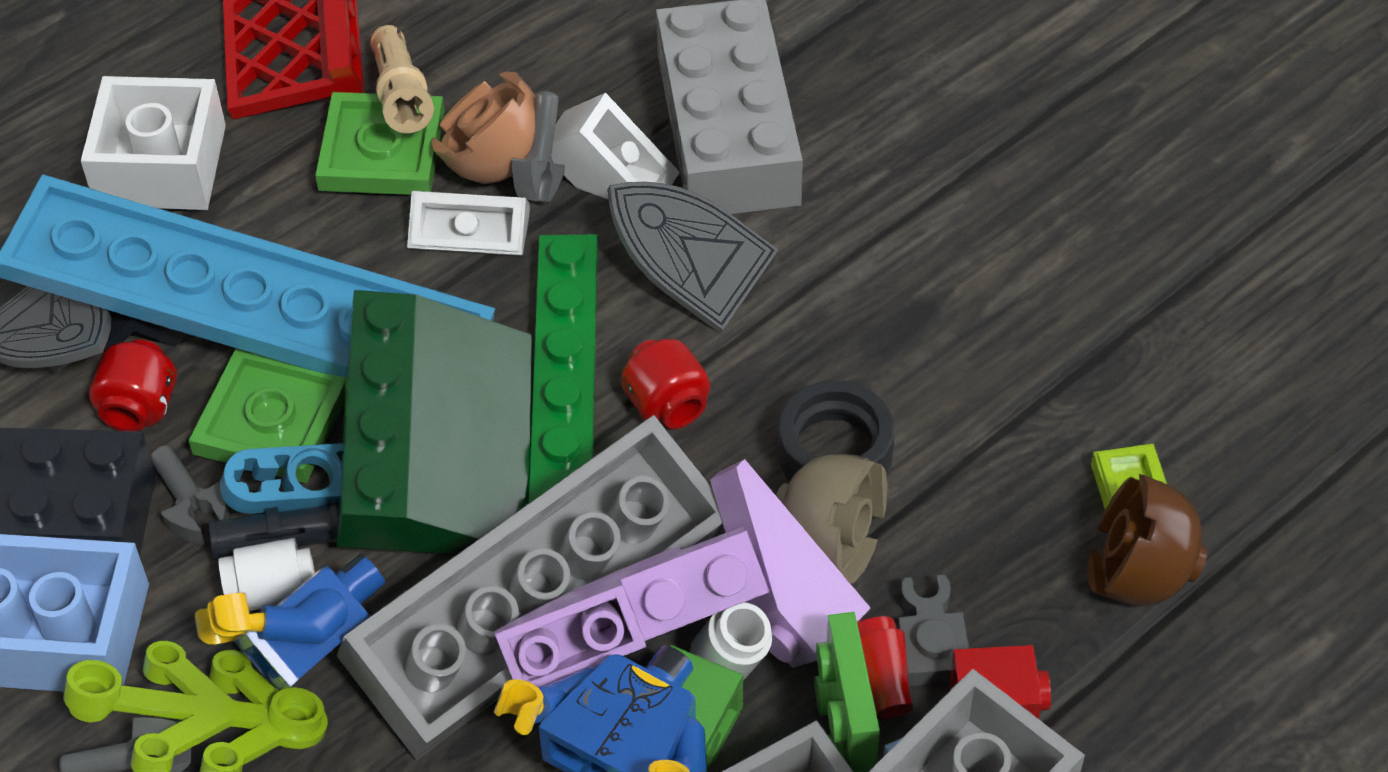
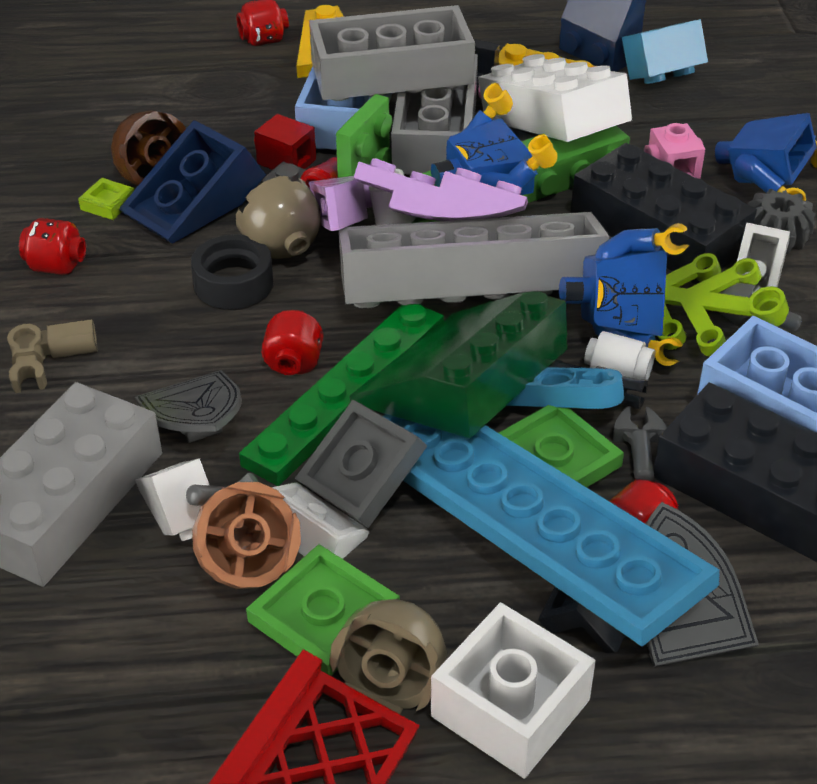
camera: 145 degrees left, 10 degrees down
(278, 116) = (390, 653): none -> dark tan cylinder
(400, 84) = (278, 607): tan pin -> none
(448, 262) = (361, 463): none -> dark grey plate
(940, 231) = (31, 346): none -> dark tan bar
(1029, 544) = (193, 184): none -> dark blue slope
(1076, 343) = (52, 246): none -> red head

